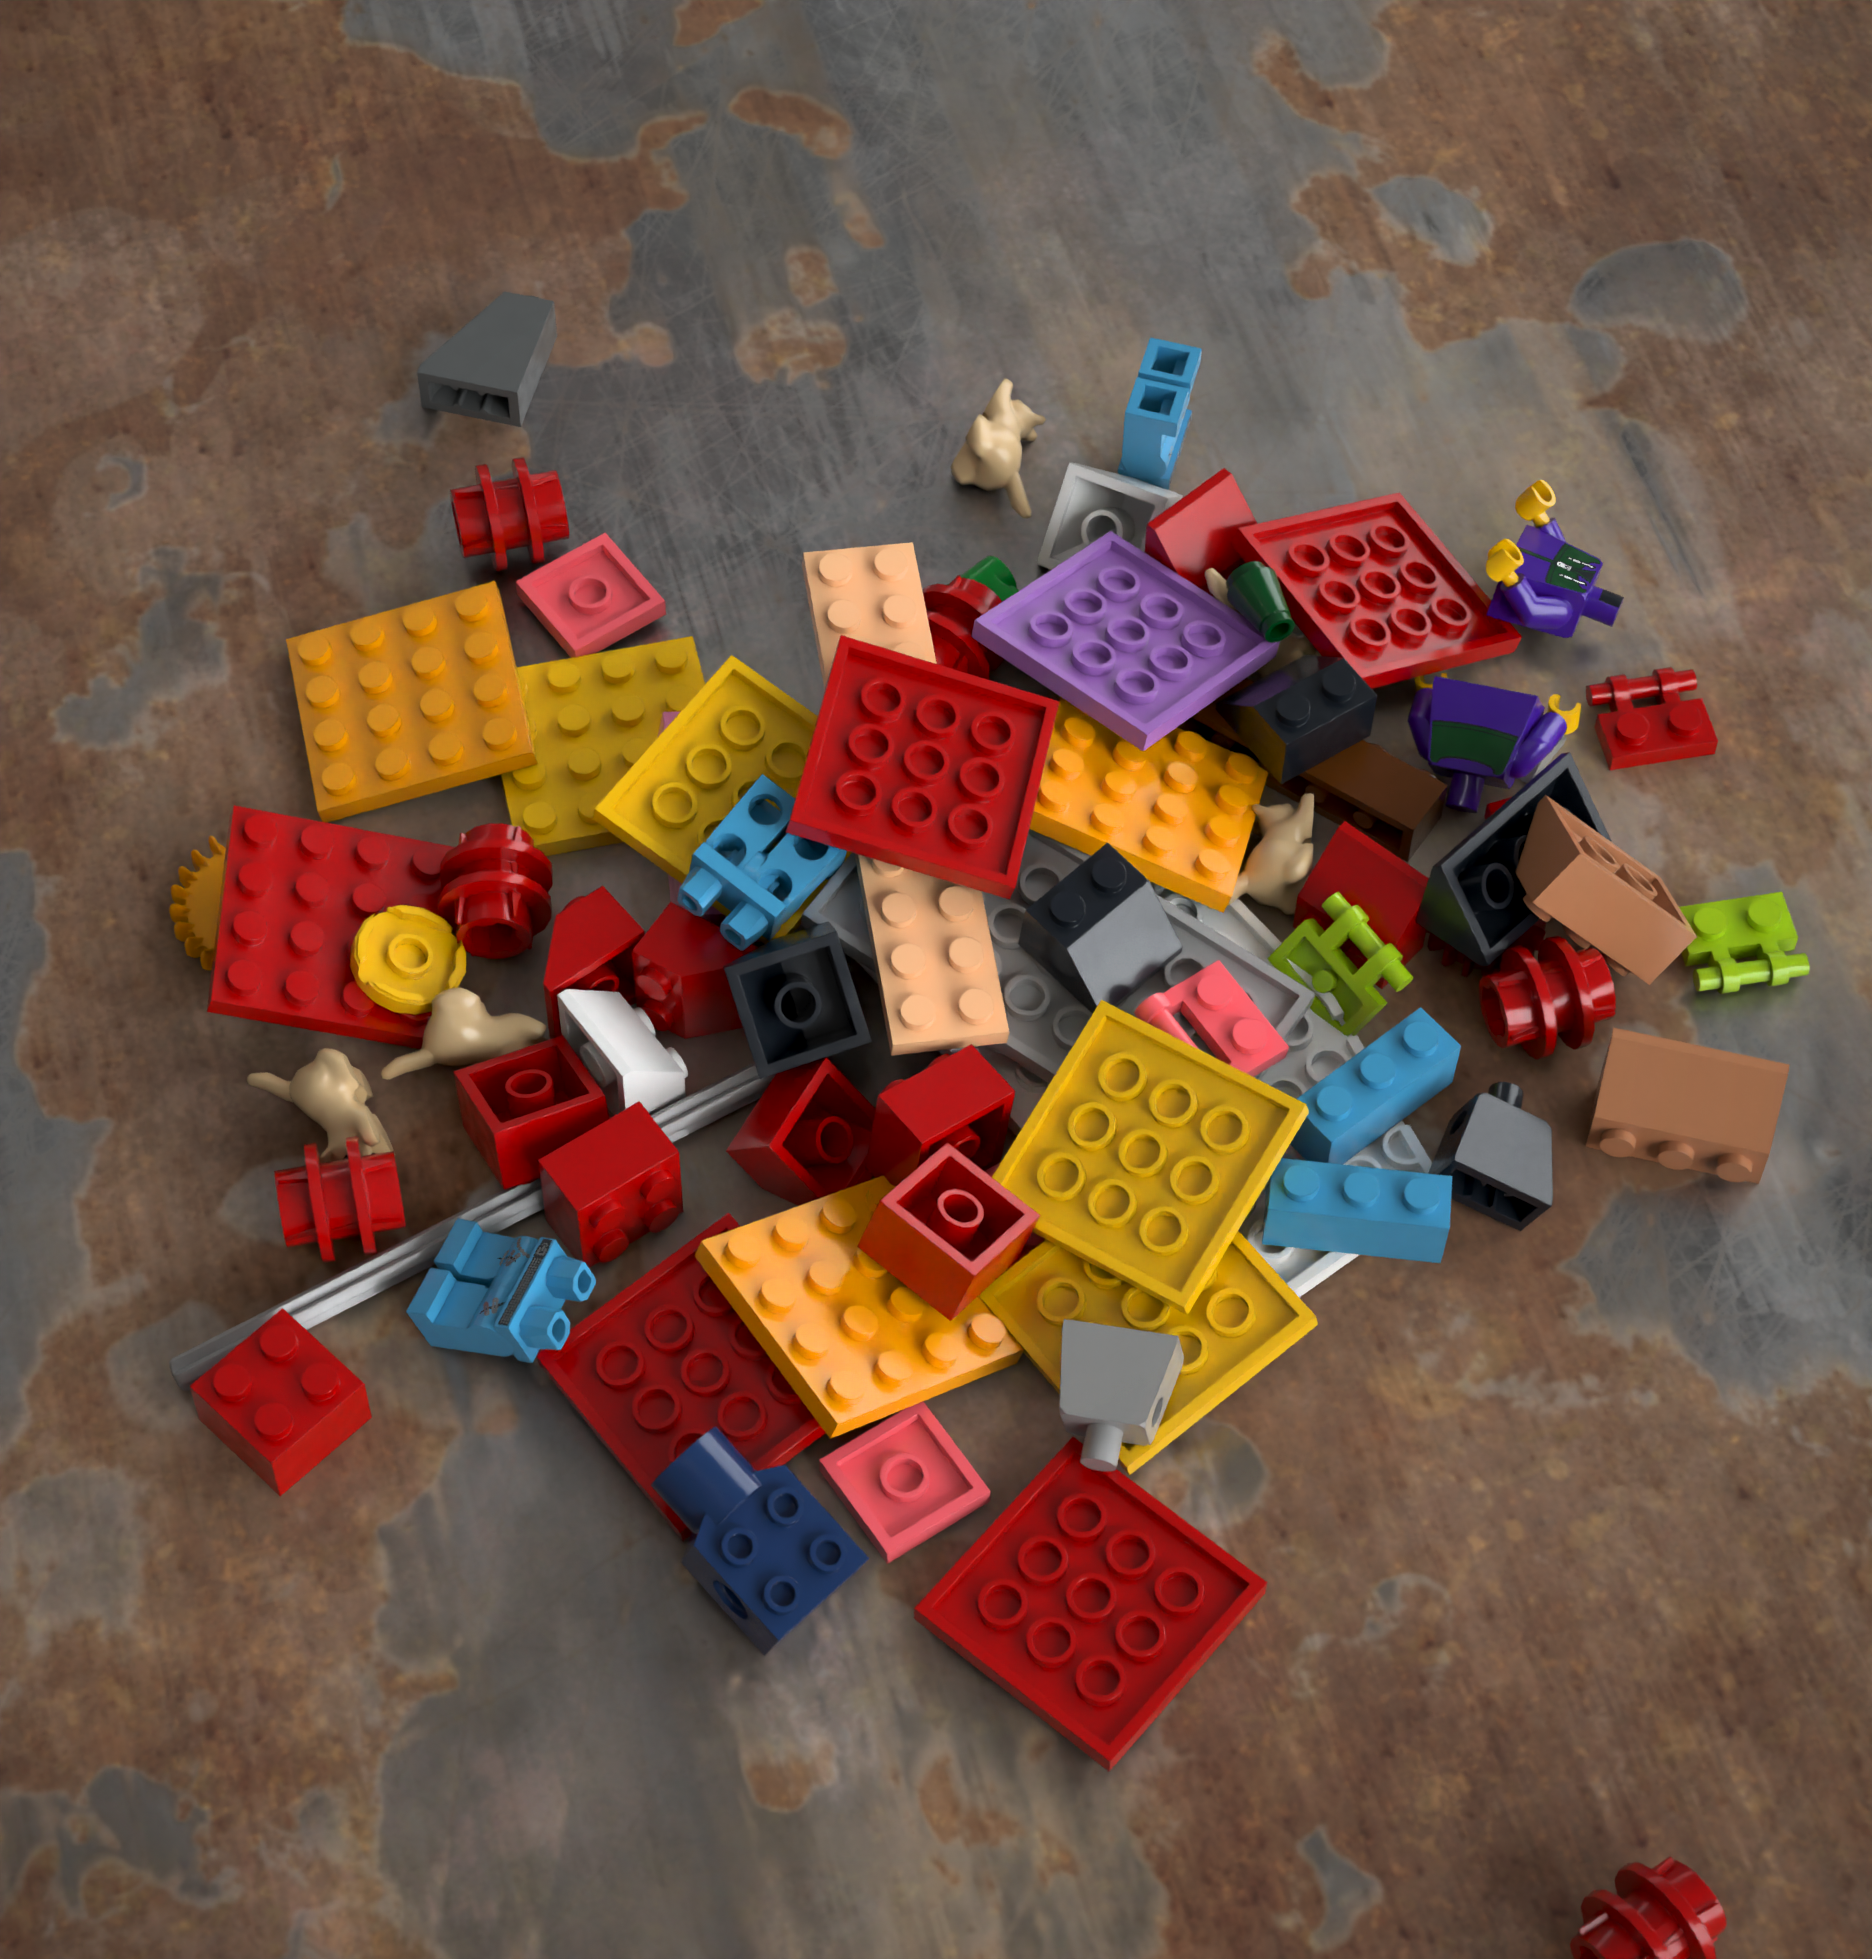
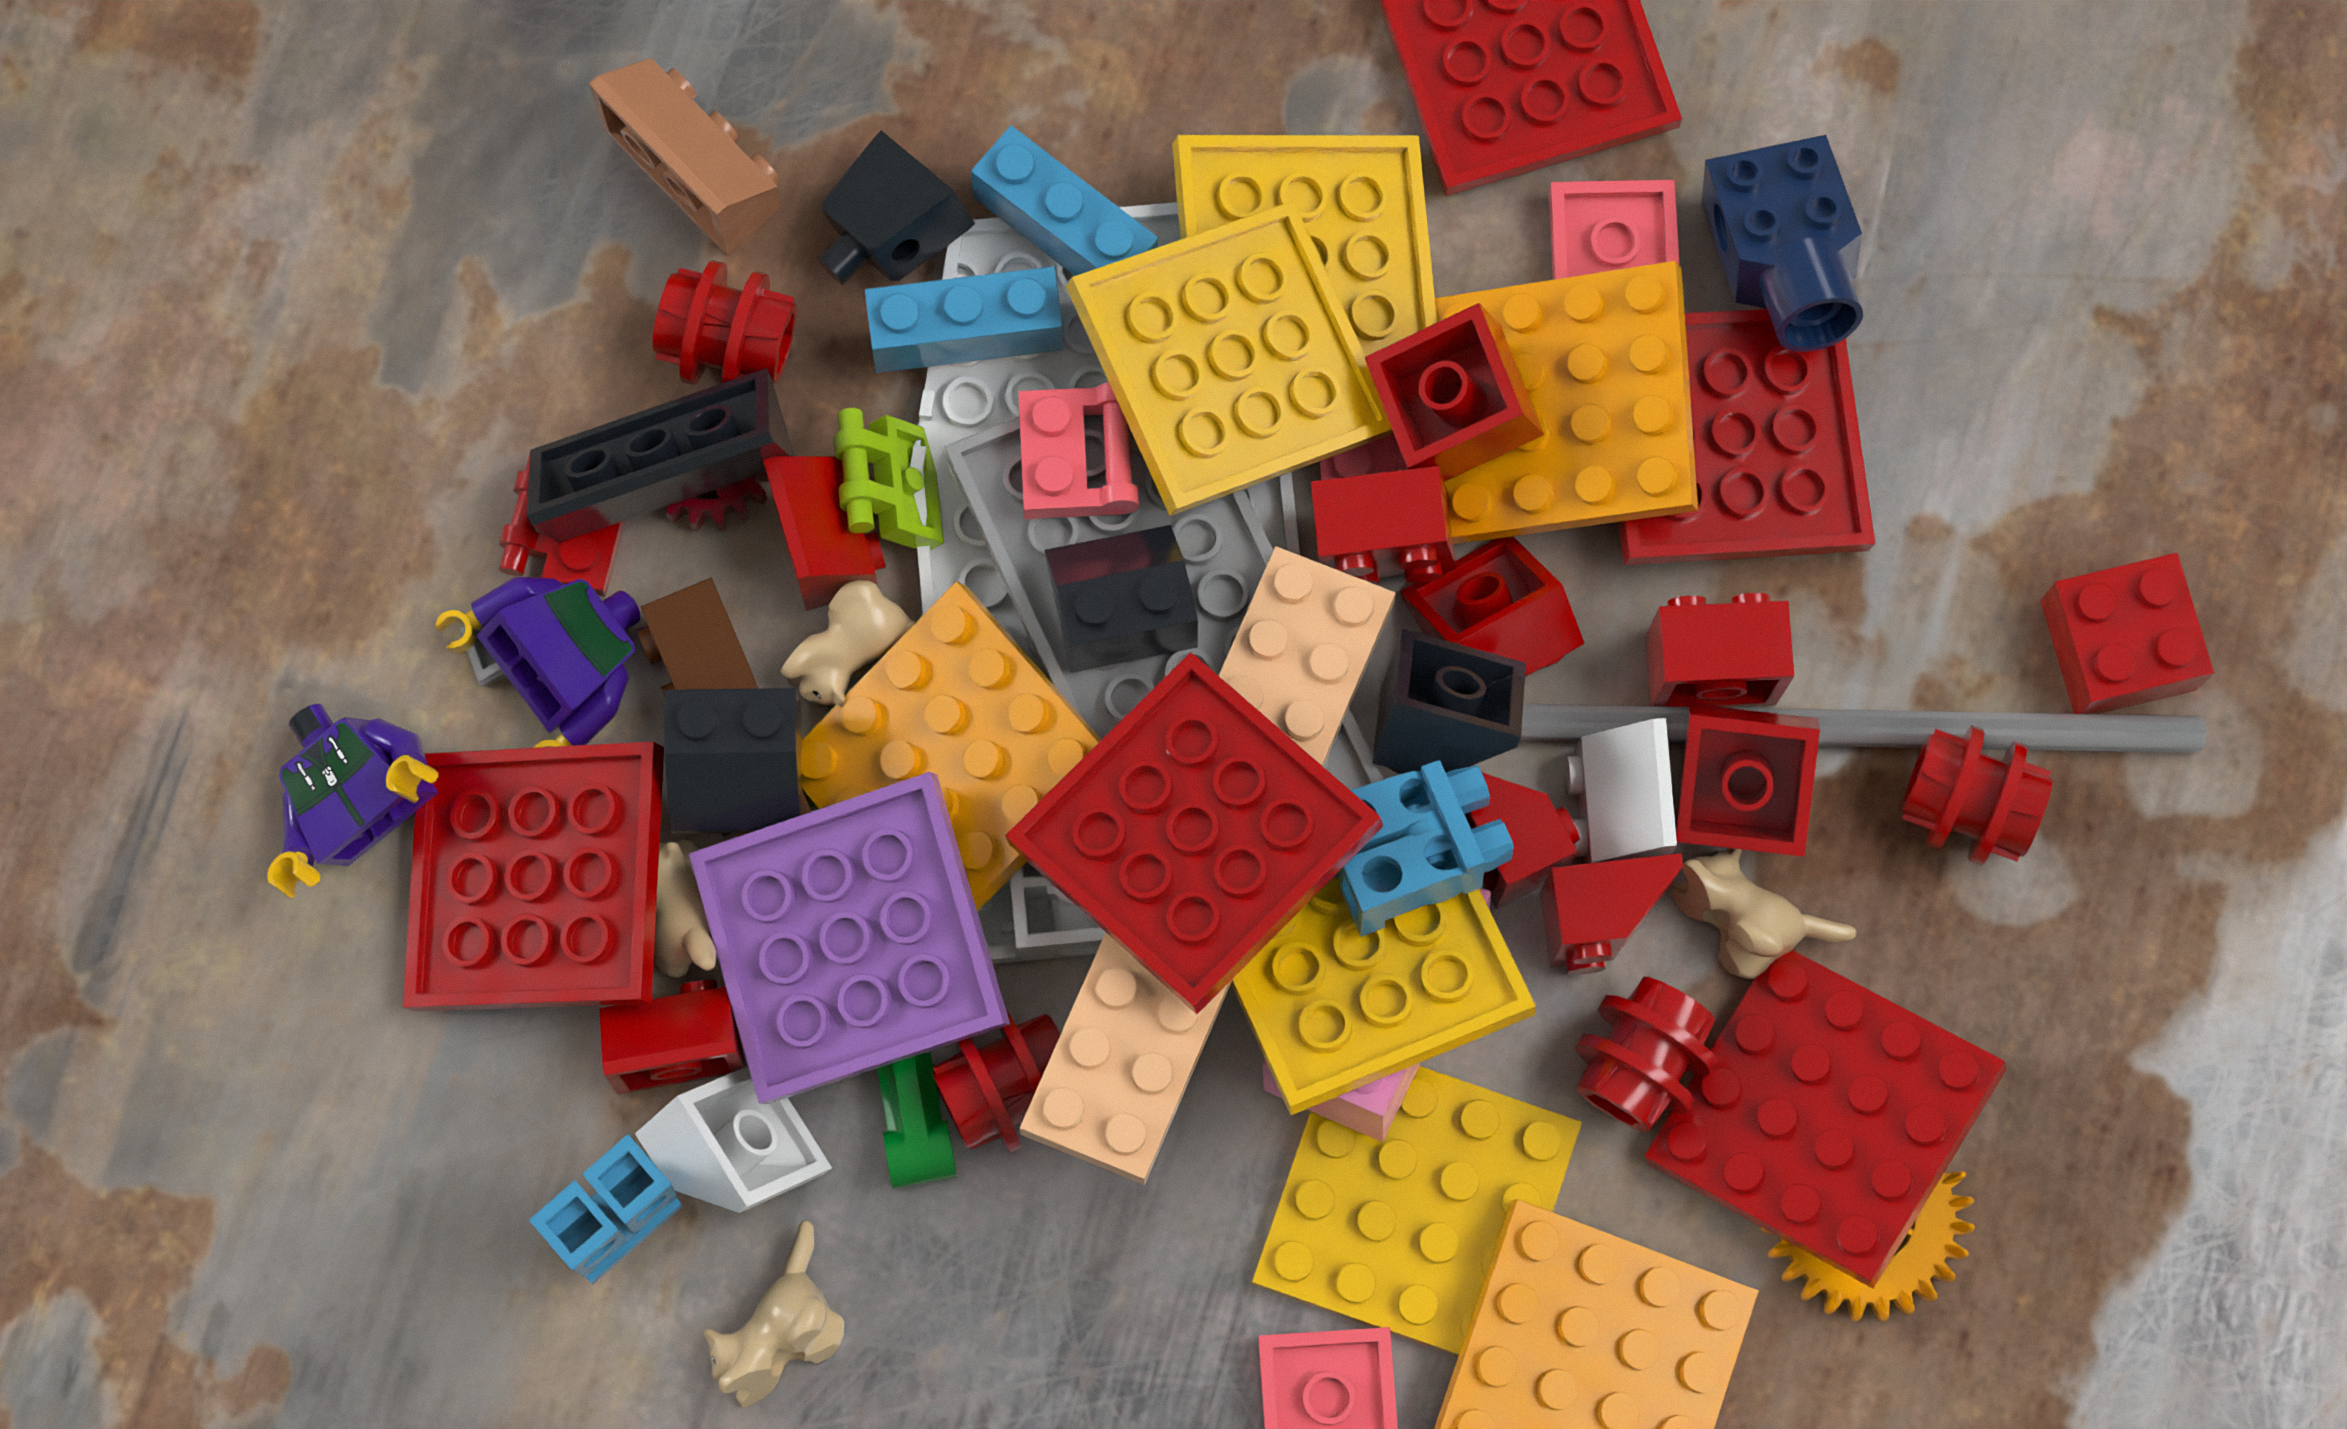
camera: 150 degrees left, 20 degrees up
(333, 1097) = (1920, 928): tan animal -> none
(406, 958) = (1775, 1023): yellow tile -> none
(499, 1293) = (1876, 615): dark azure hips -> none
(1115, 1387) = (1393, 184): light grey torso -> none
(1259, 598) = (682, 895): dark green cone -> none
(1600, 894) = (596, 386): nougat slope -> none
(1653, 732) = (368, 577): red plate -> none
(1740, 930) = (473, 324): lime plate -> none

